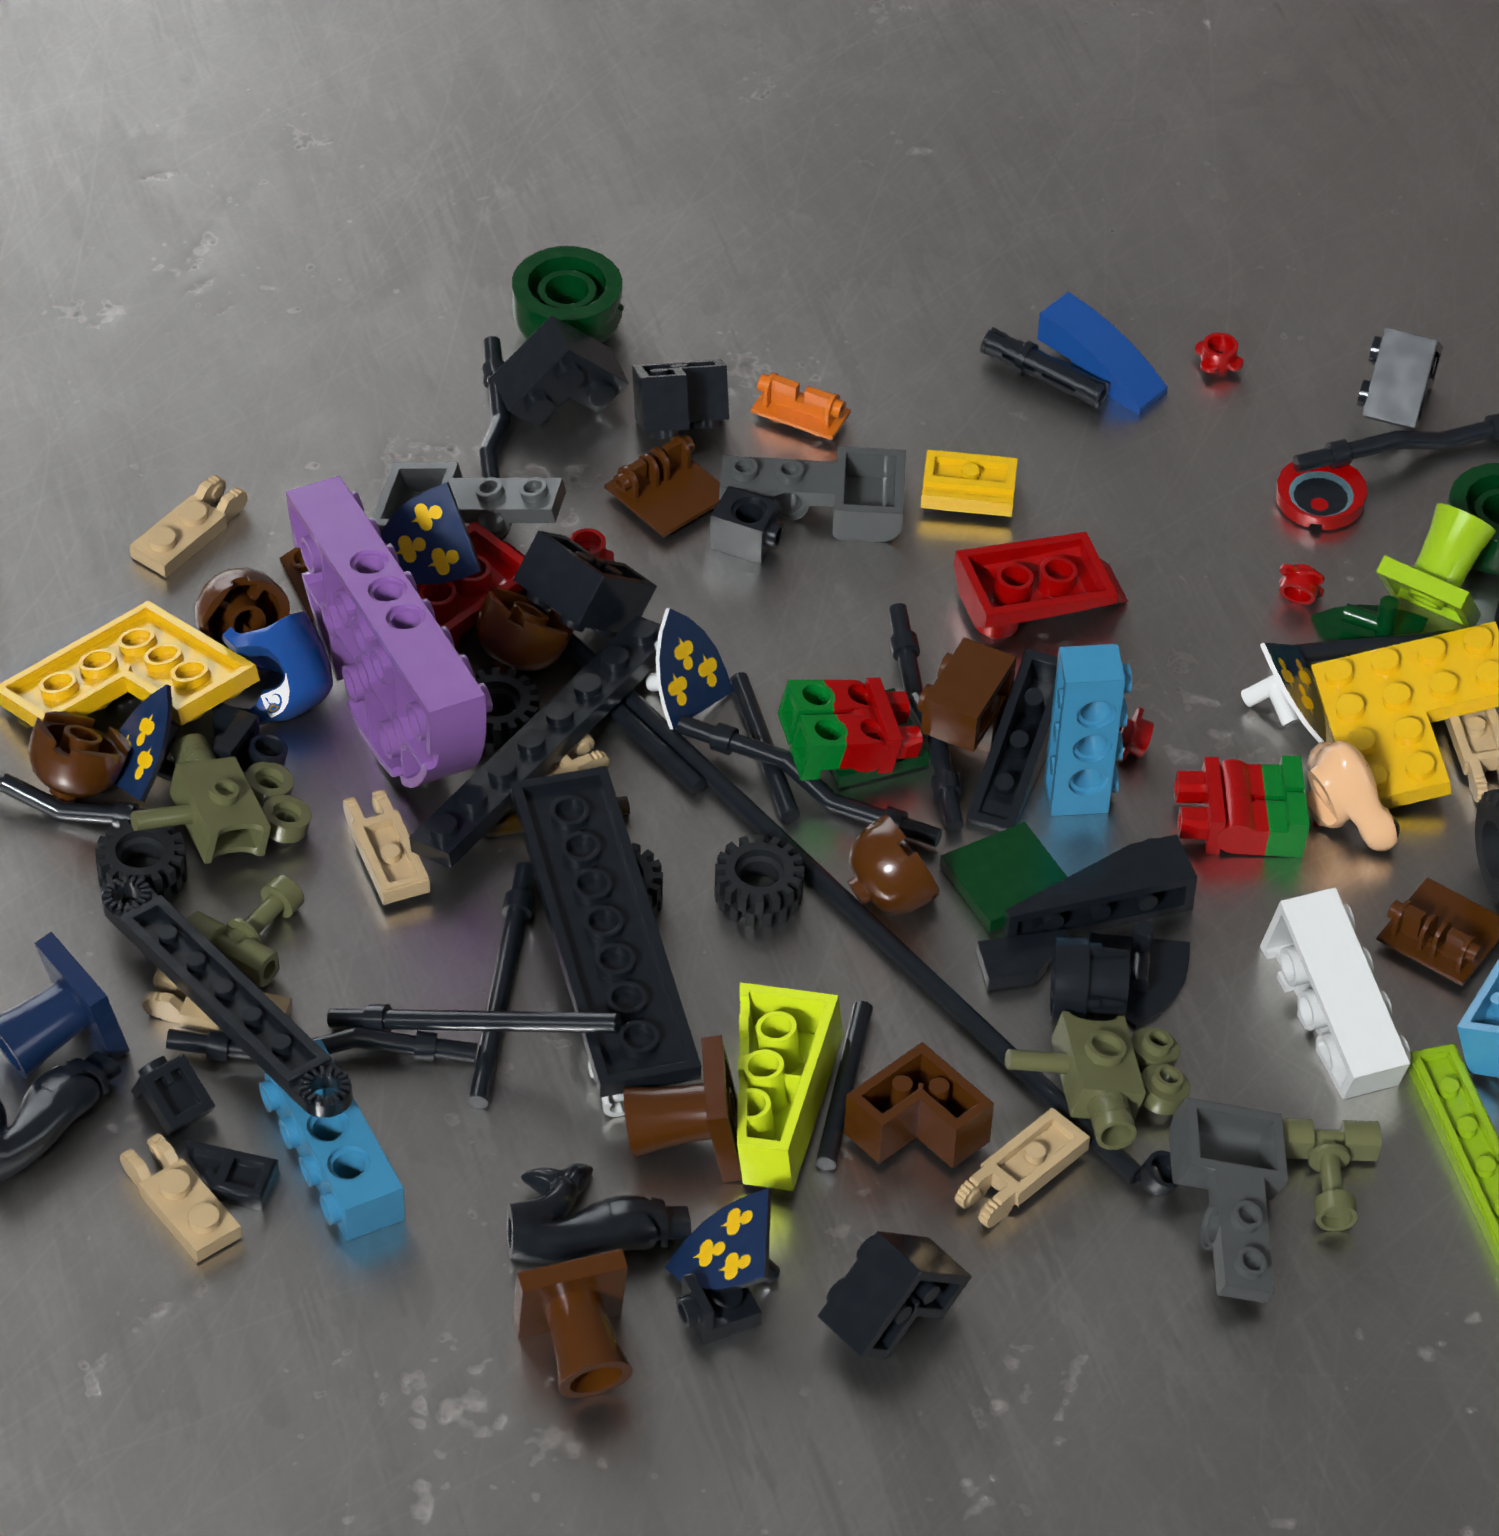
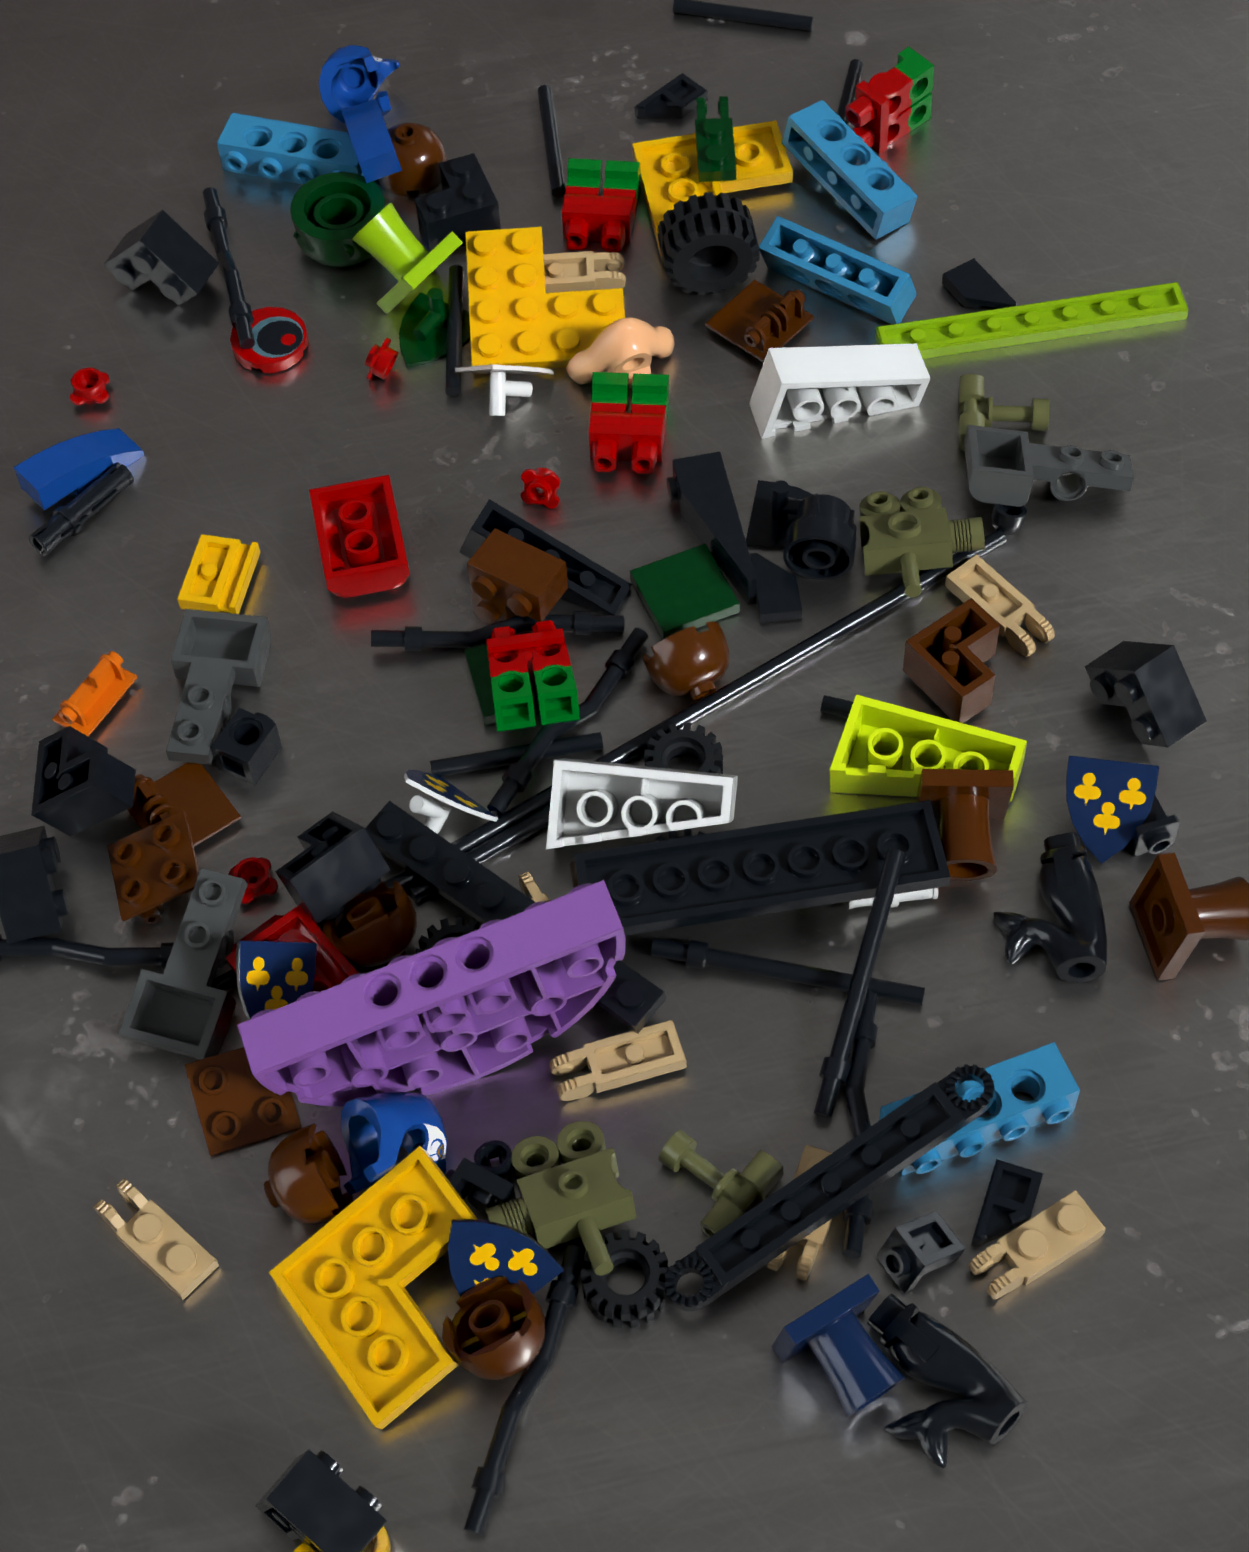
camera: 80 degrees left, 10 degrees up
(584, 462) = (153, 867): none -> reddish brown hinge
(684, 815) = (622, 800): none -> white wedge
(1086, 729) = (587, 485): dark azure brick -> none

